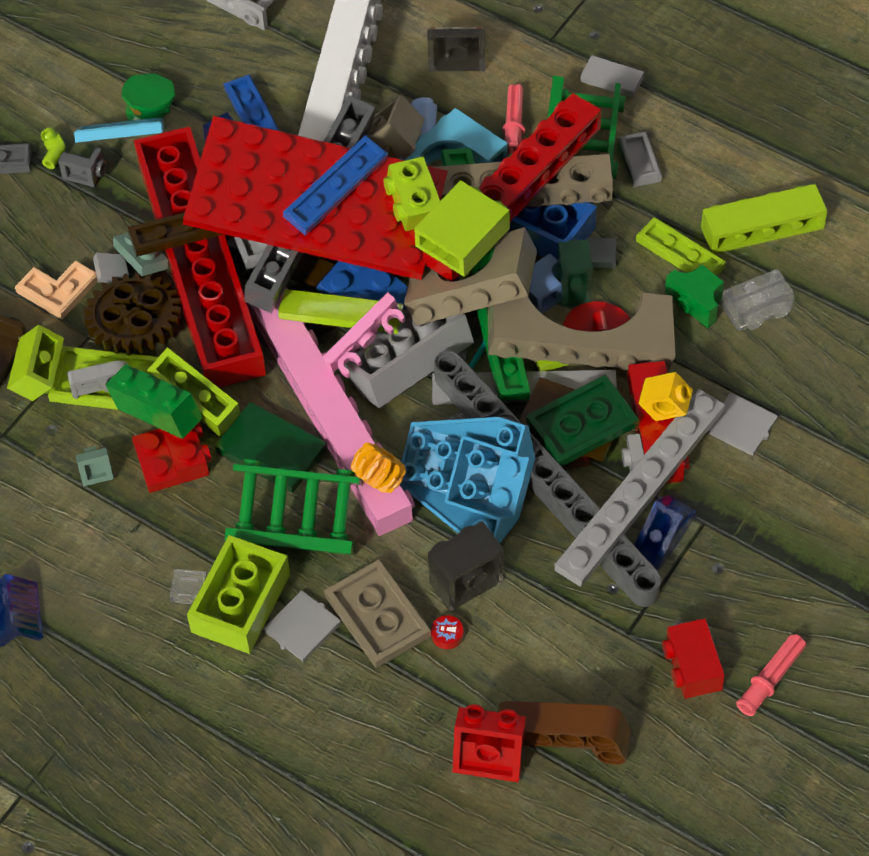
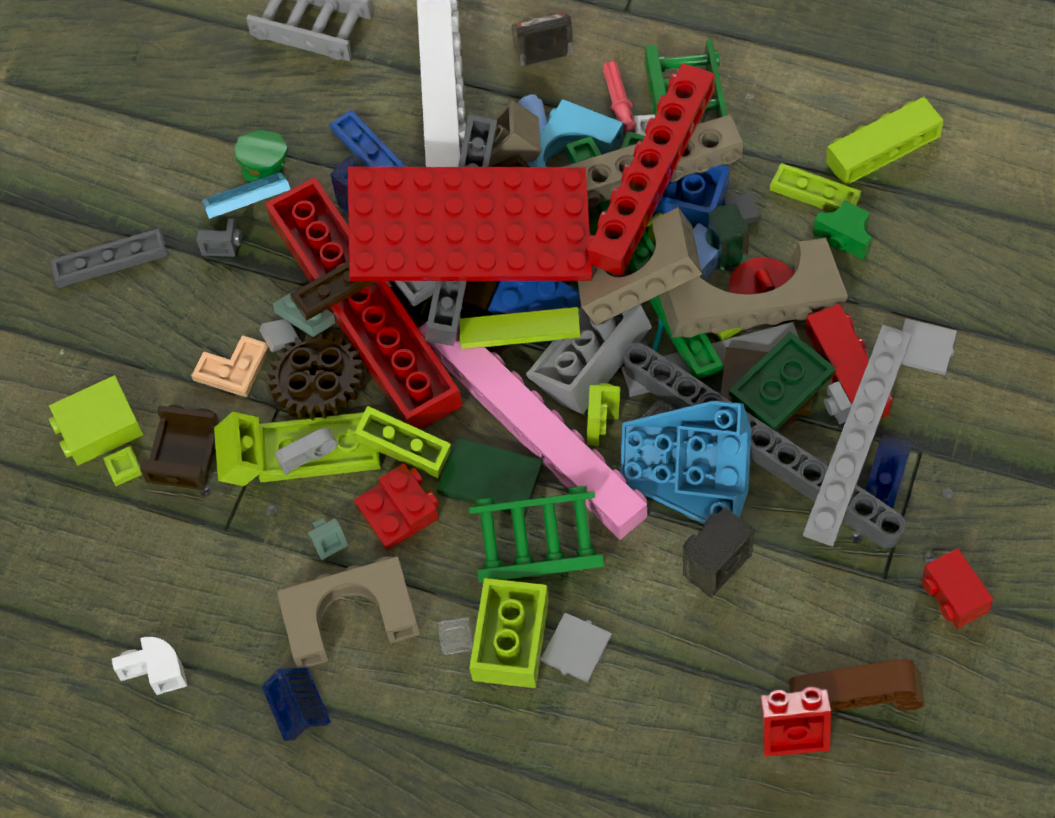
camera: 10 degrees left, 5 degrees up
(54, 145) = (184, 224): lime arm -> none
(54, 521) = (306, 603): none -> dark tan arch
(154, 401) = (369, 461): green brick -> none
(335, 185) = (486, 208): blue tile -> none
(362, 334) = (552, 348): bright pink plate -> none
(377, 613) = (645, 618): dark tan plate -> none
(378, 467) = (608, 477): light orange gear -> none
(395, 404) = (603, 405): none -> lime bracket
(411, 190) = (564, 199): lime brick -> none
(447, 632) = (716, 619): red tile -> none
(462, 228) = (623, 223): lime brick -> none
(606, 73) = (695, 32): light grey tile -> none
(639, 159) = (748, 108): light grey tile -> none
(665, 396) = (856, 340): yellow brick -> none
(758, 300) = (904, 223): clear brick -> none
(763, 684) = (1028, 596): coral axle -> none

